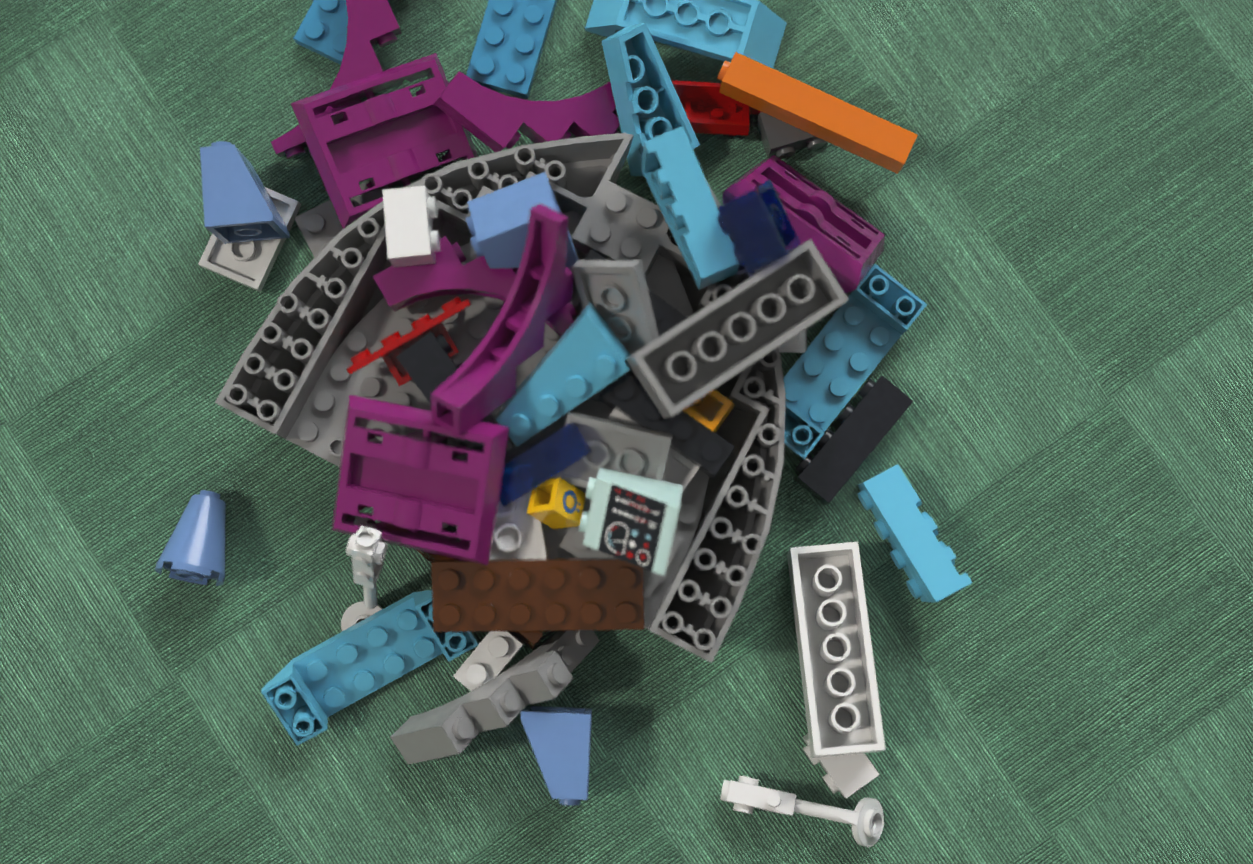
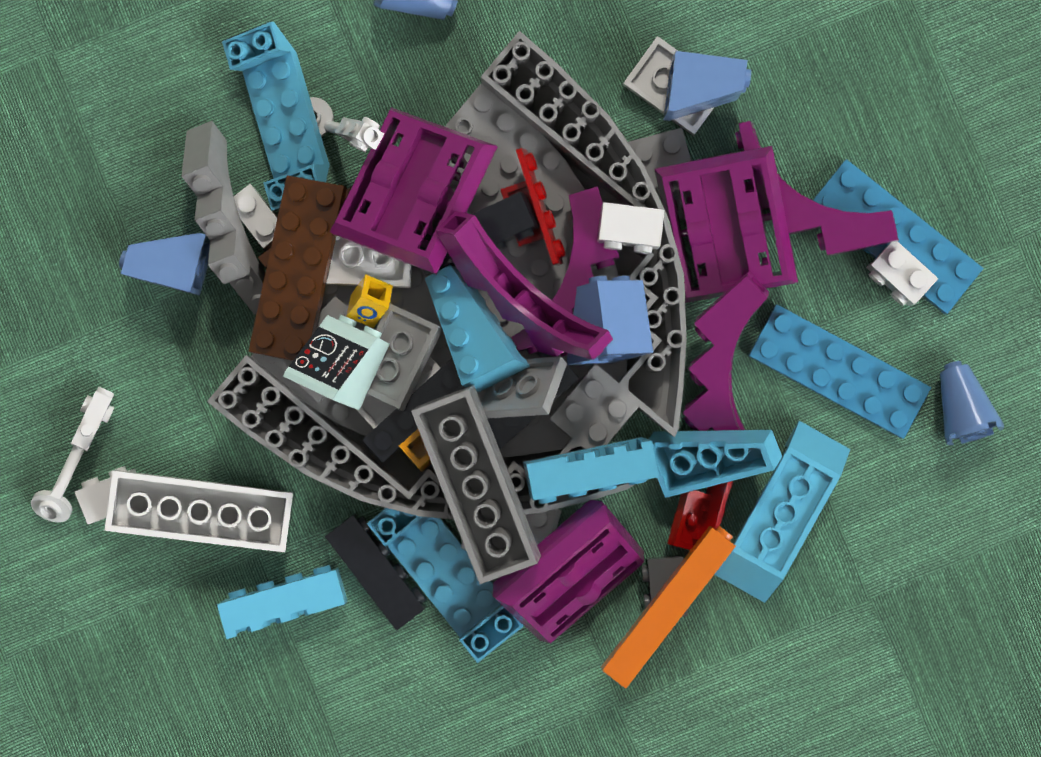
camera: 105 degrees right, 5 degrees up
(542, 462) = (403, 296): clear blue tile -> none
(758, 226) = (559, 522): clear blue brick -> none

